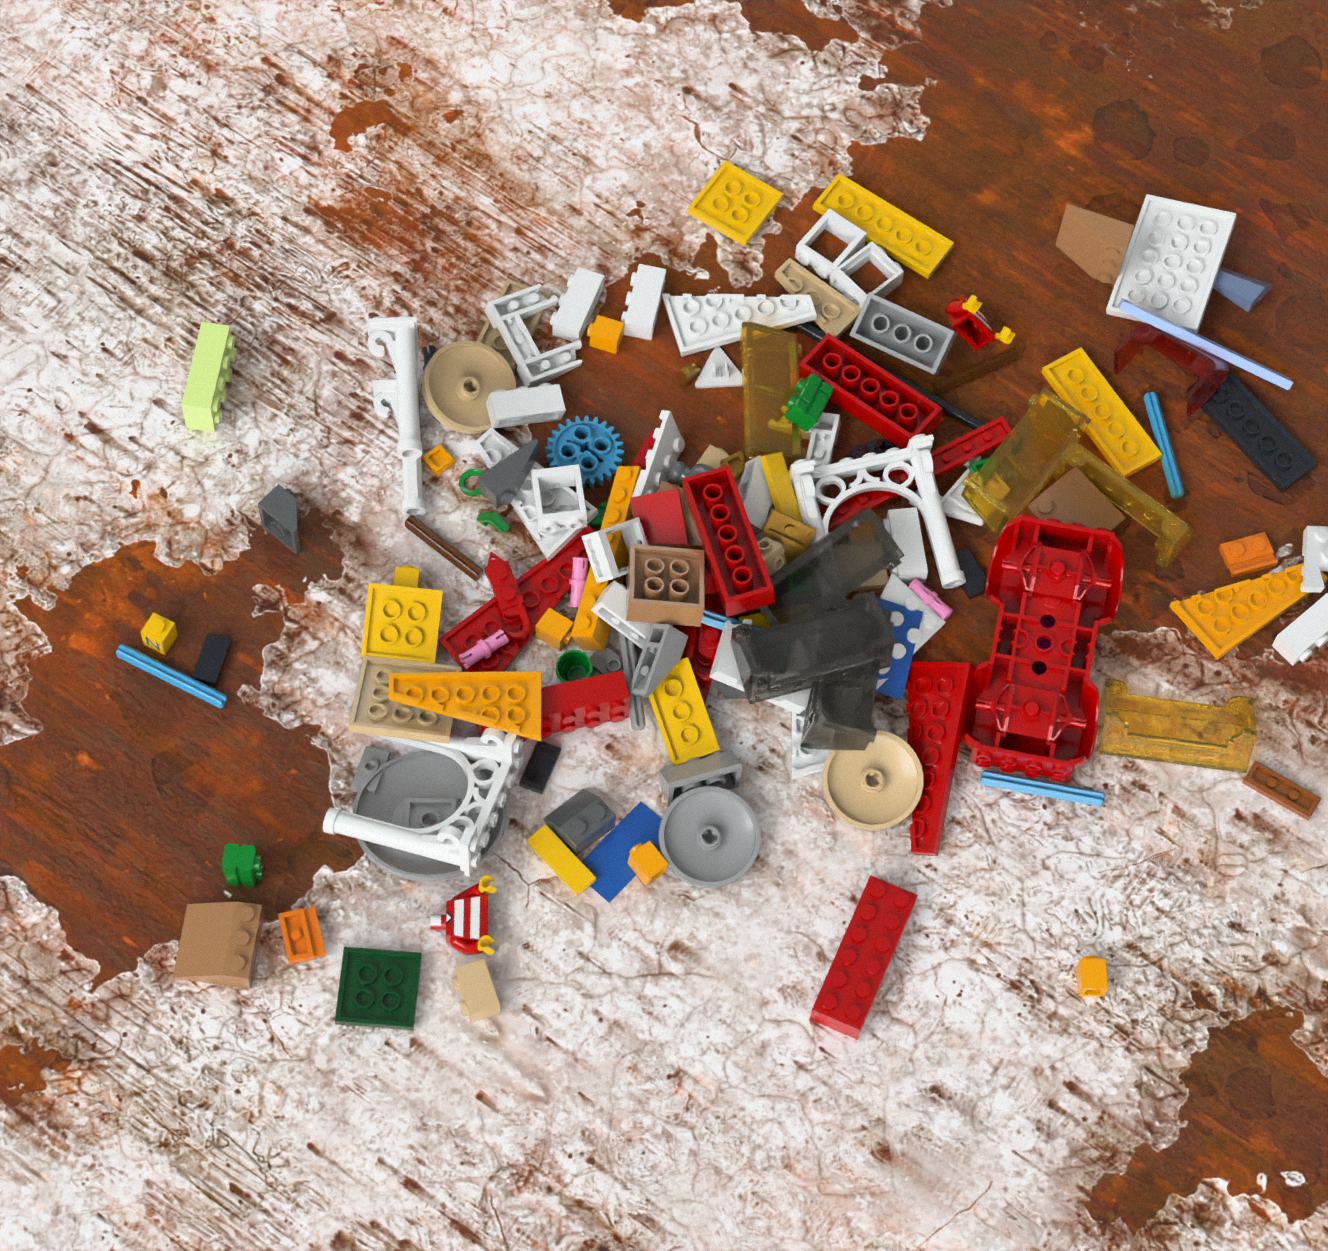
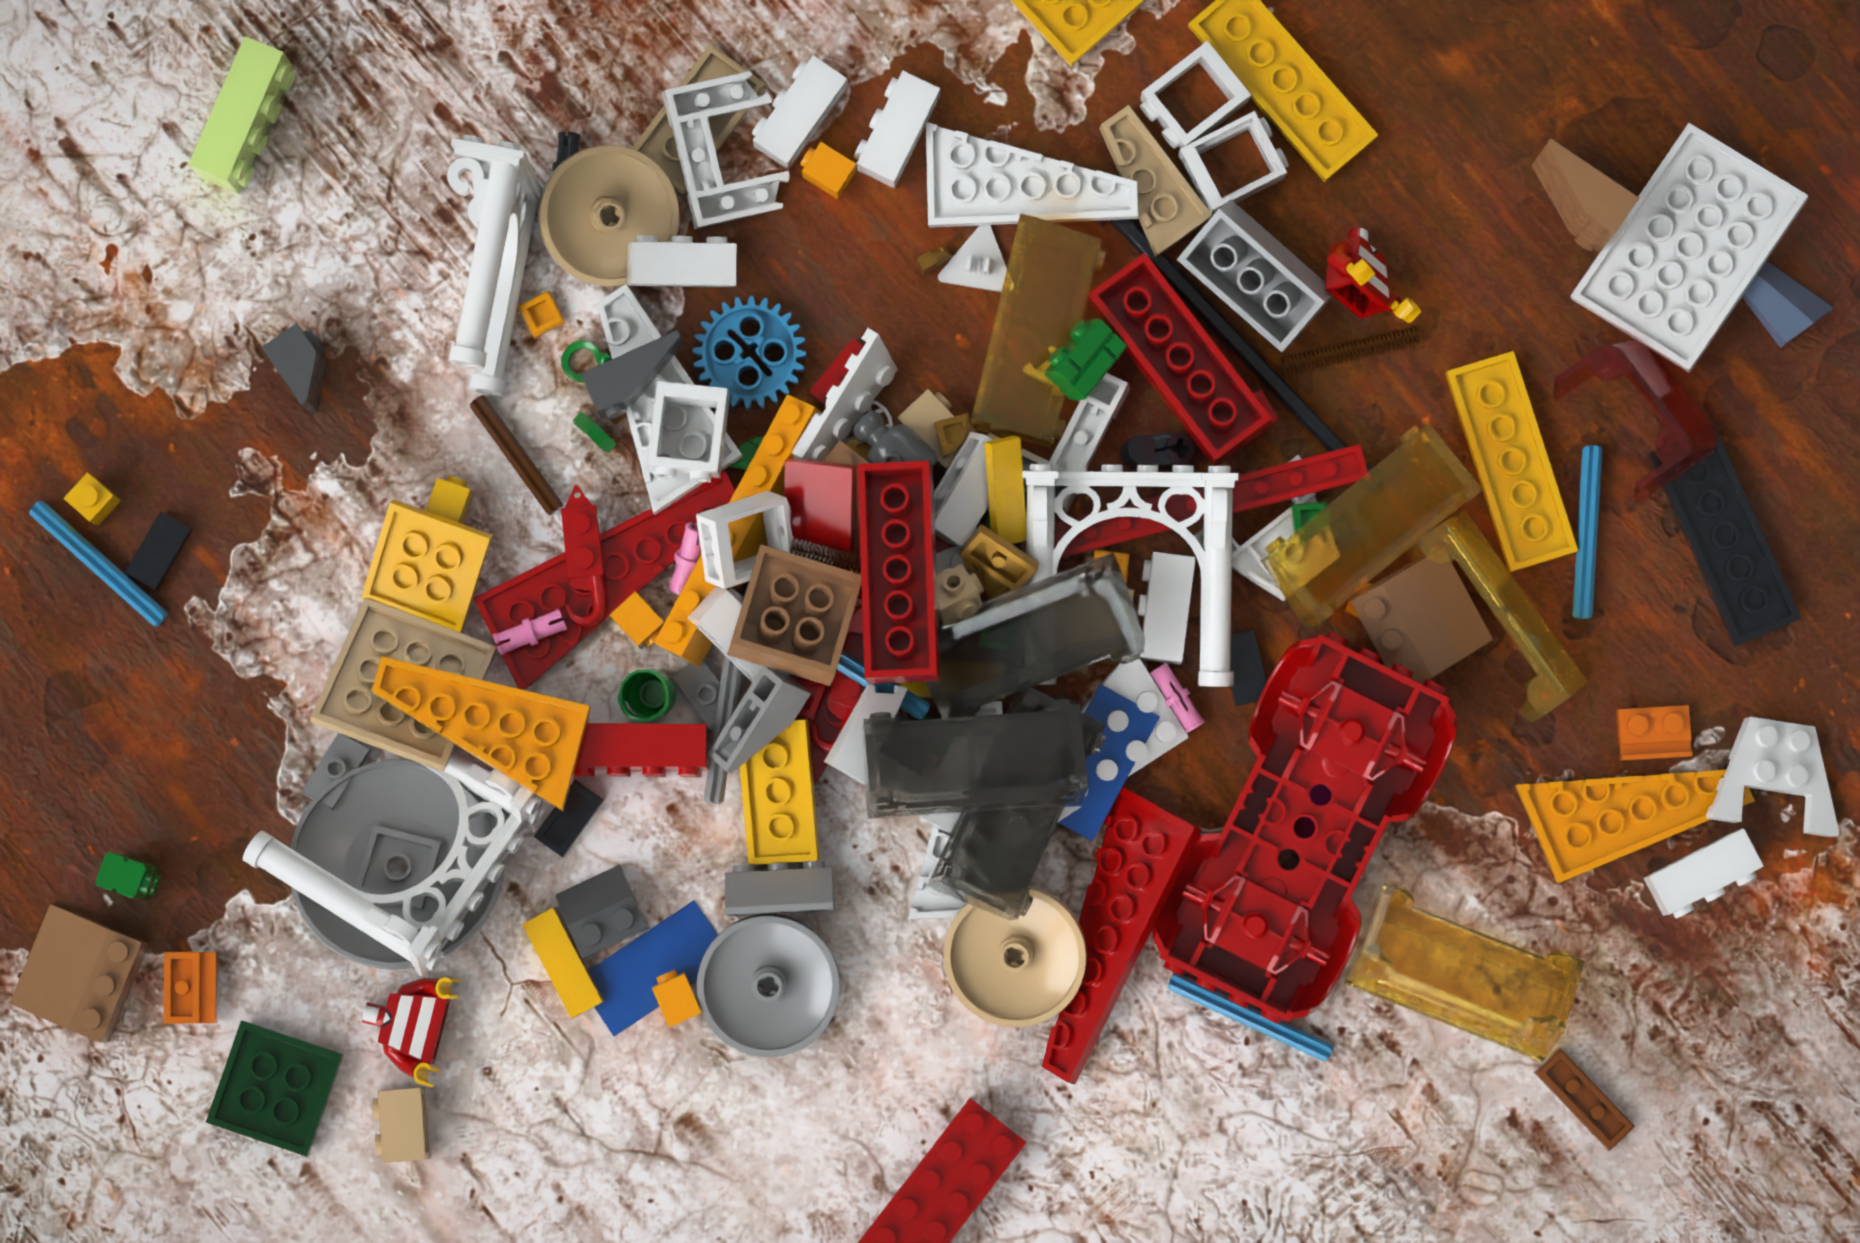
camera: 20 degrees right, 20 degrees up
(1205, 344) = (1694, 395): light blue tile -> none

